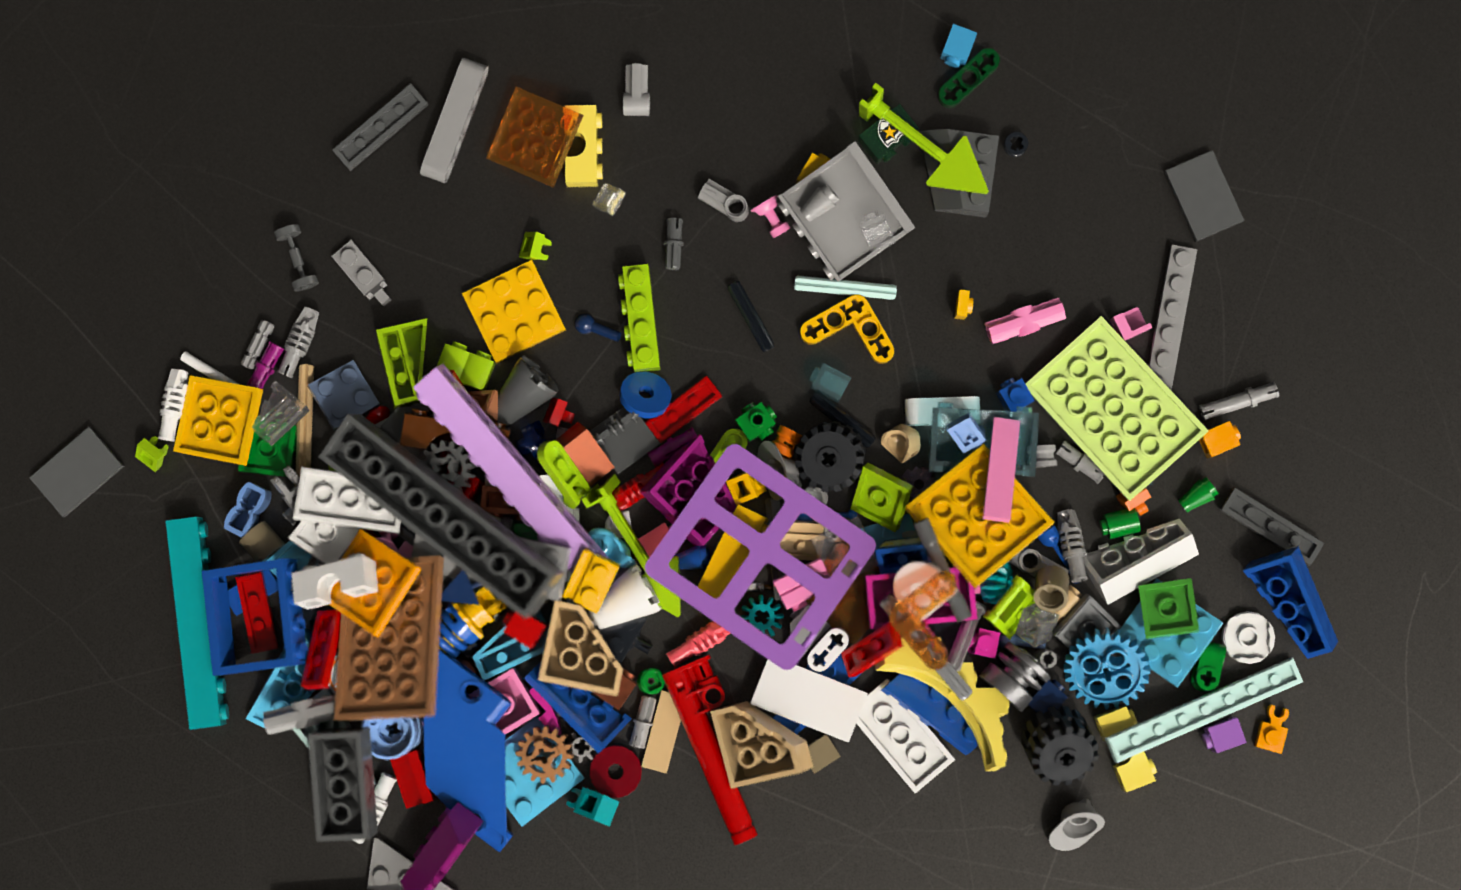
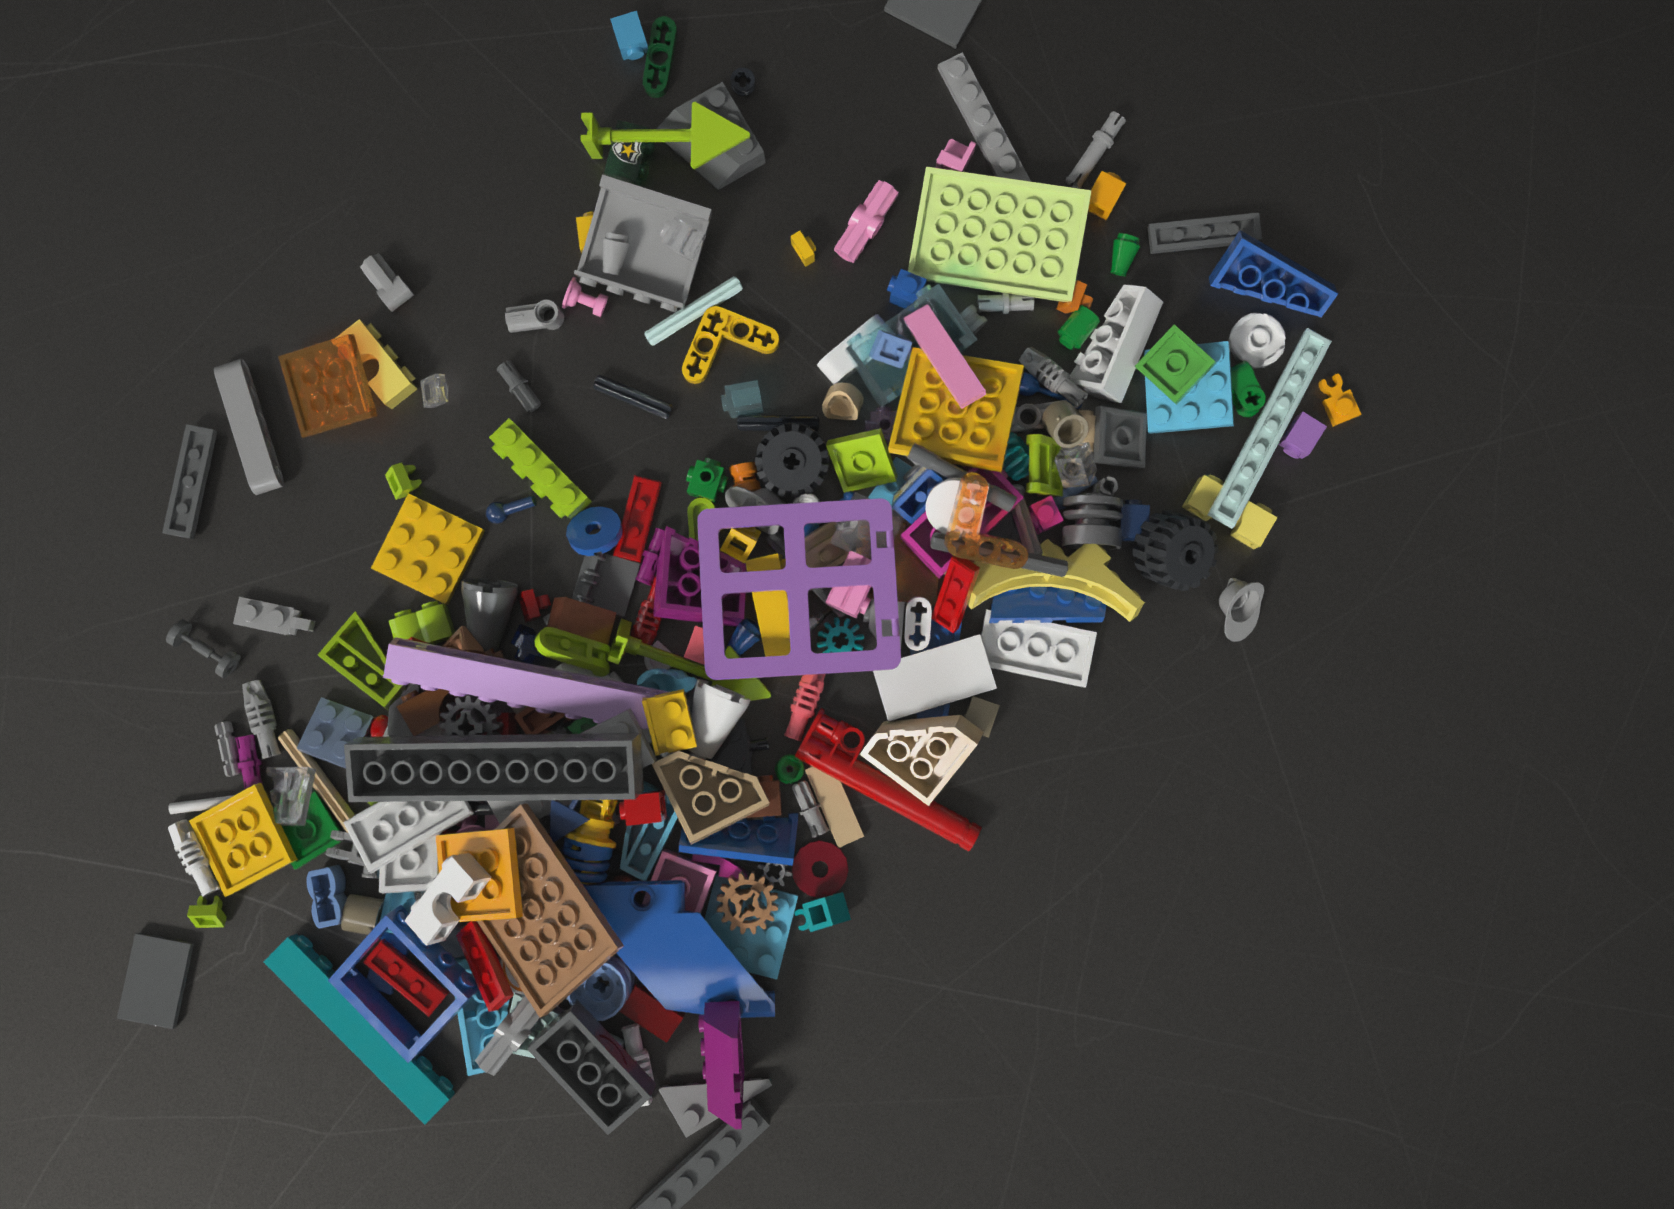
camera: 40 degrees left, 0 degrees up
(1112, 688) = (1145, 442): dark azure gear -> none

